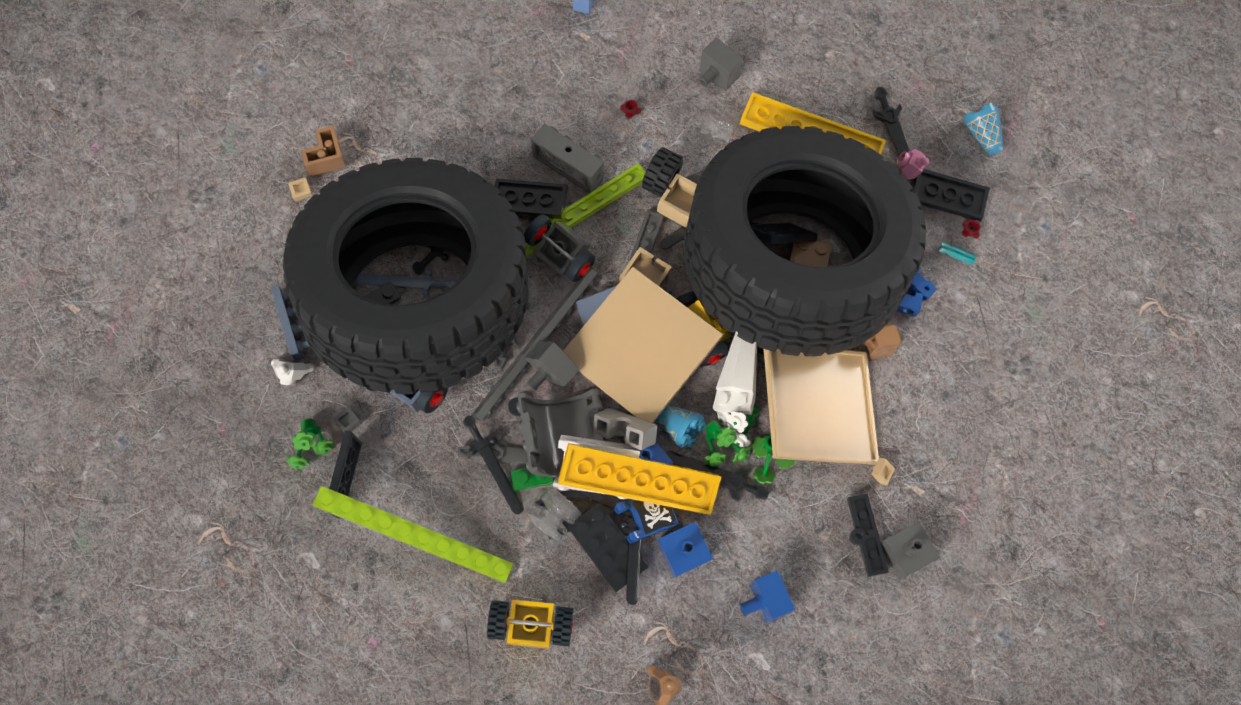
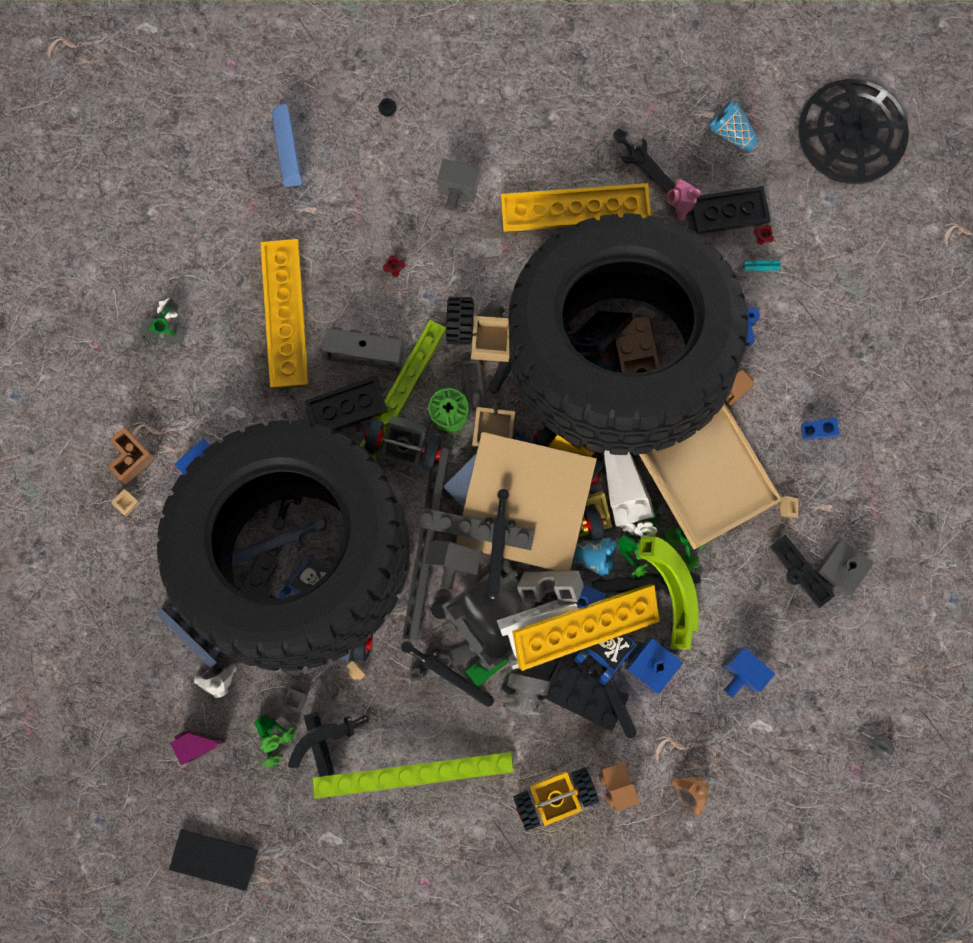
camera: 25 degrees left, 10 degrees up
(198, 524) = (213, 859): none -> black tile
(236, 414) = (193, 745): none -> magenta slope
(354, 455) = (322, 733): none -> black sword
(409, 61) = (154, 327): none -> dark grey plant
(413, 422) = (355, 671): none -> tan plate
(517, 104) = (284, 314): none -> yellow plate
(584, 347) = (472, 528): none -> dark grey plate
(595, 643) = (619, 787): none -> medium nougat brick
(596, 368) = (498, 544): none -> black sword
(614, 242) = (452, 421): none -> bright green wheel
(696, 391) = (595, 516): none -> plate
(745, 486) = (680, 586): none -> lime arch
(945, 416) = (820, 429): none -> blue leg
(1090, 186) = (847, 136): none -> black dish

